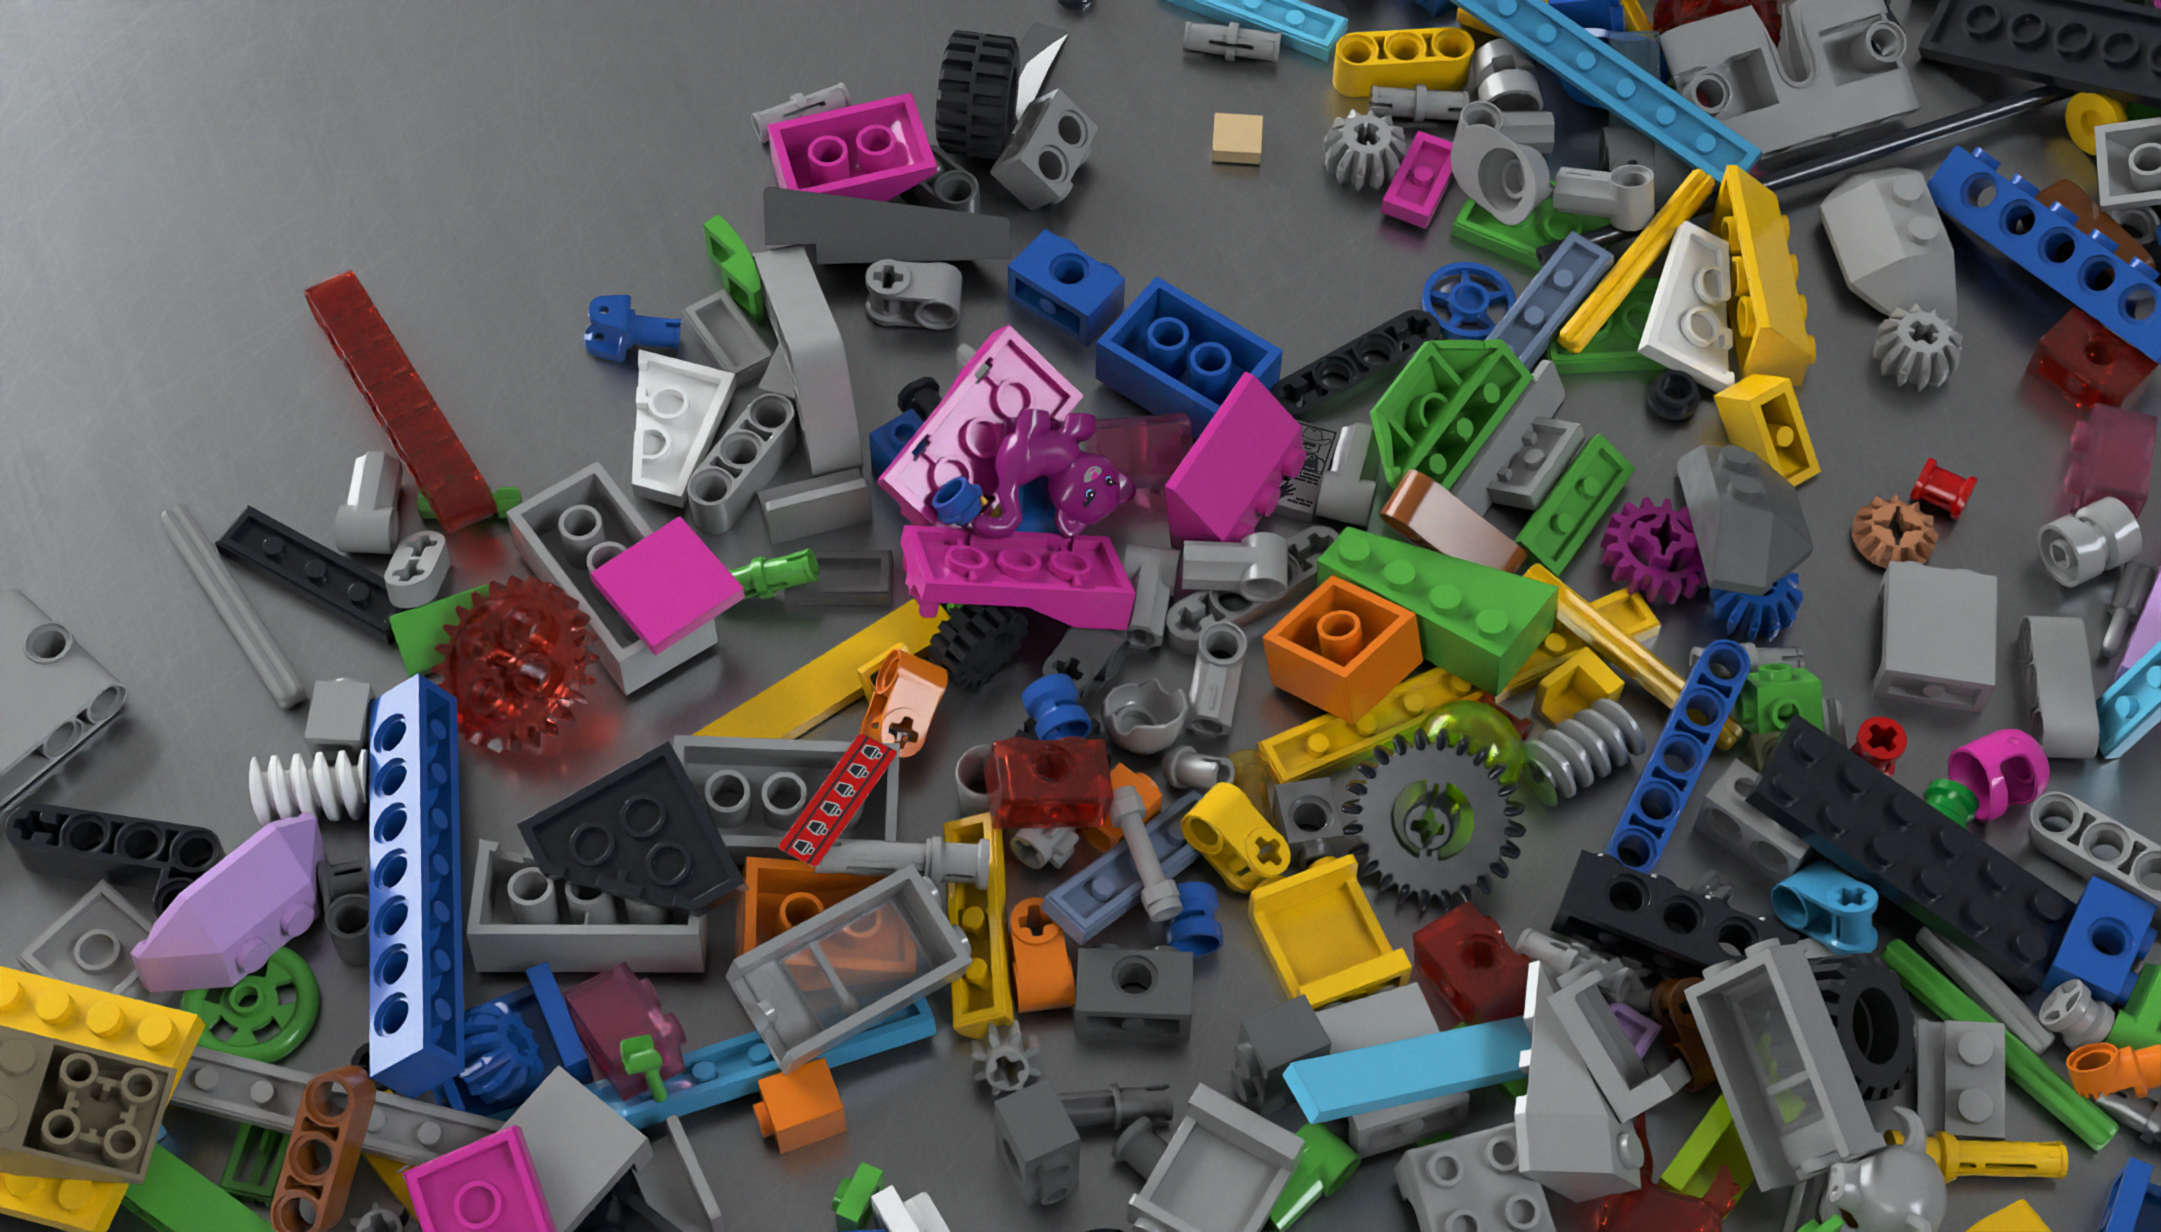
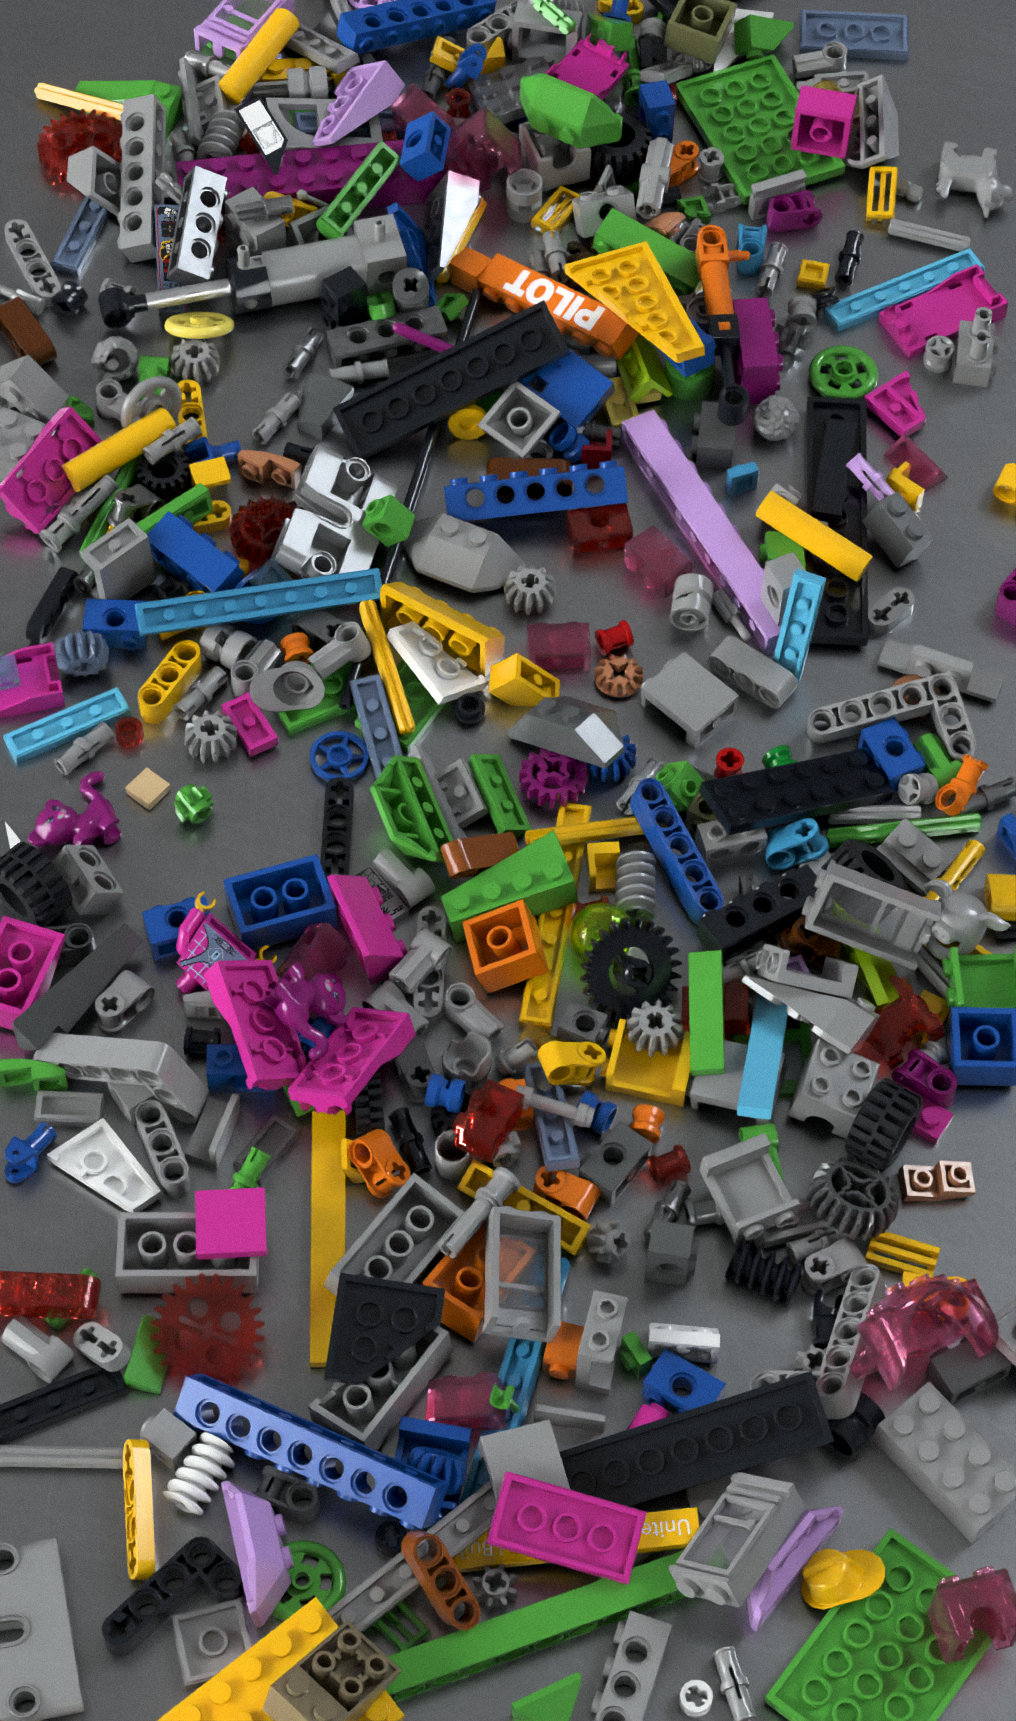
camera: 55 degrees left, 0 degrees up
(218, 747) = (138, 1509): none -> yellow beam
(825, 1134) = (600, 1342): none -> light grey panel
(837, 800) = (427, 1219): red sticker -> none
(957, 501) = (293, 1056): blue plate -> none
(990, 702) = (410, 1141): none -> black pin
(1058, 321) = (204, 942): none -> dark pink torso
(1105, 89) = (61, 824): none -> magenta animal
(1187, 1061) = (668, 1164): none -> clear red bush
(1226, 994) = (647, 1121): none -> orange wheel
(1252, 191) = (193, 803): none -> bright green gear
(1268, 1047) = (702, 1119): dark grey brick -> none
(1304, 60) = (127, 724): none -> clear red bush
(1377, 887) = (652, 1017): none -> light grey gear
(1445, 953) = (706, 1013): none -> bright green tile
(1574, 150) = (296, 648): none -> orange wheel
(1847, 120) = (388, 520): none -> bright green brick
(1864, 433) = (559, 646): none -> clear pink brick
(2001, 771) = (779, 717): dark pink helmet -> none

